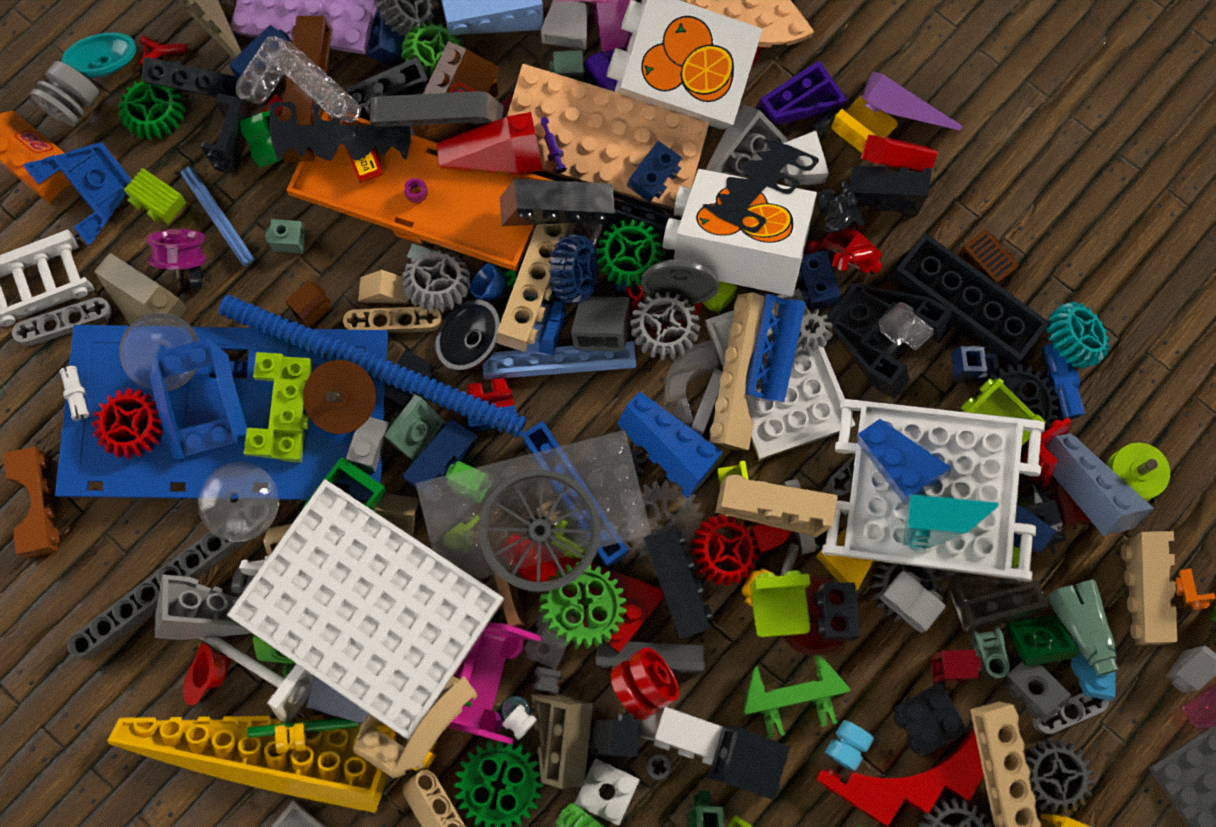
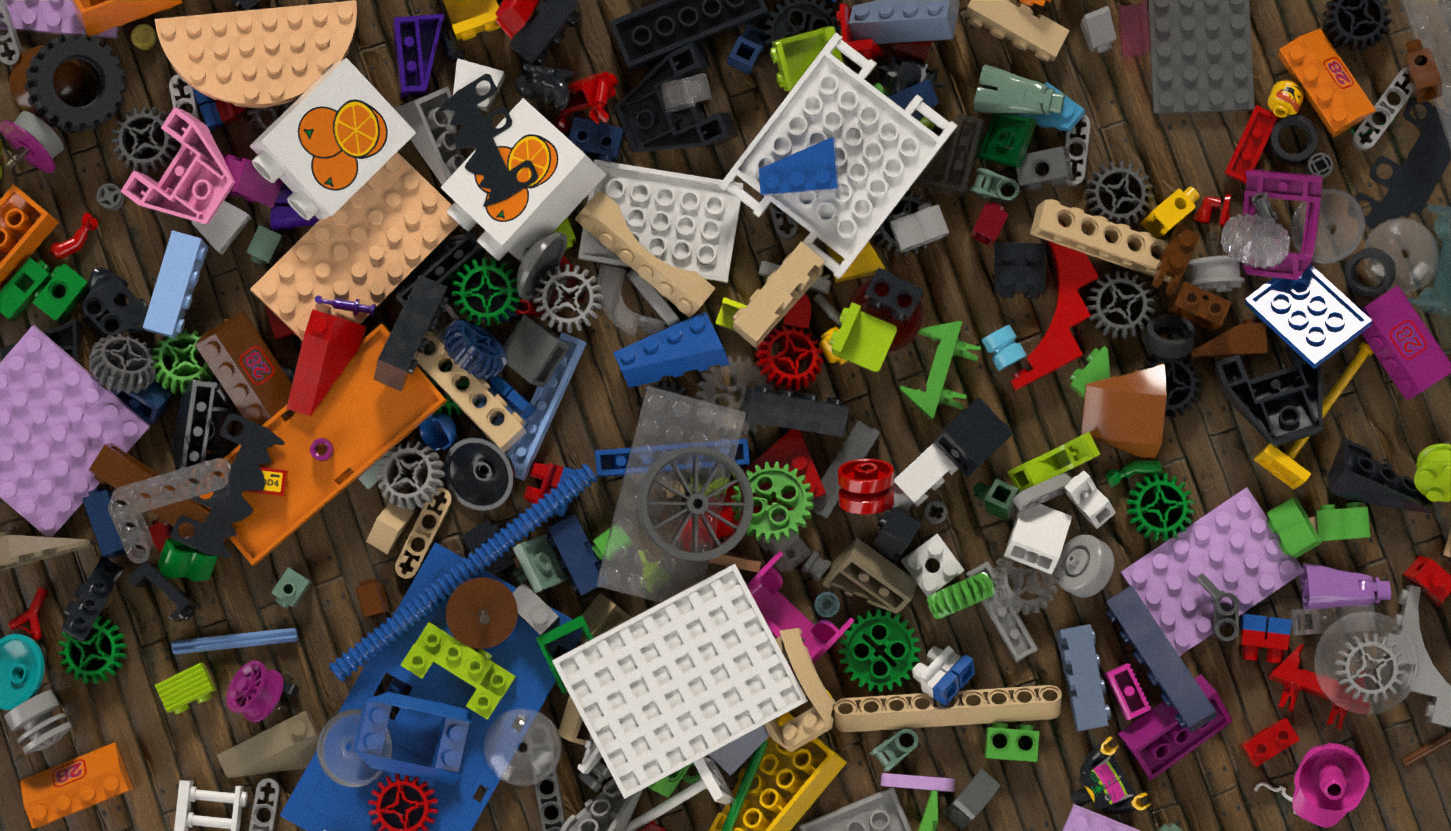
camera: 55 degrees left, 10 degrees up
(94, 176) = (138, 733): blue wing -> none
(297, 738) = (751, 794): yellow wheel -> none
(436, 108) = (260, 393): dark grey beam -> none
(519, 721) = (840, 605): white wheel -> none
(654, 171) = (419, 226): dark blue brick -> none
(779, 350) = (644, 212): blue fence -> none
(821, 329) = (631, 177): light grey gear -> none
(940, 519) = (873, 173): teal wedge -> none

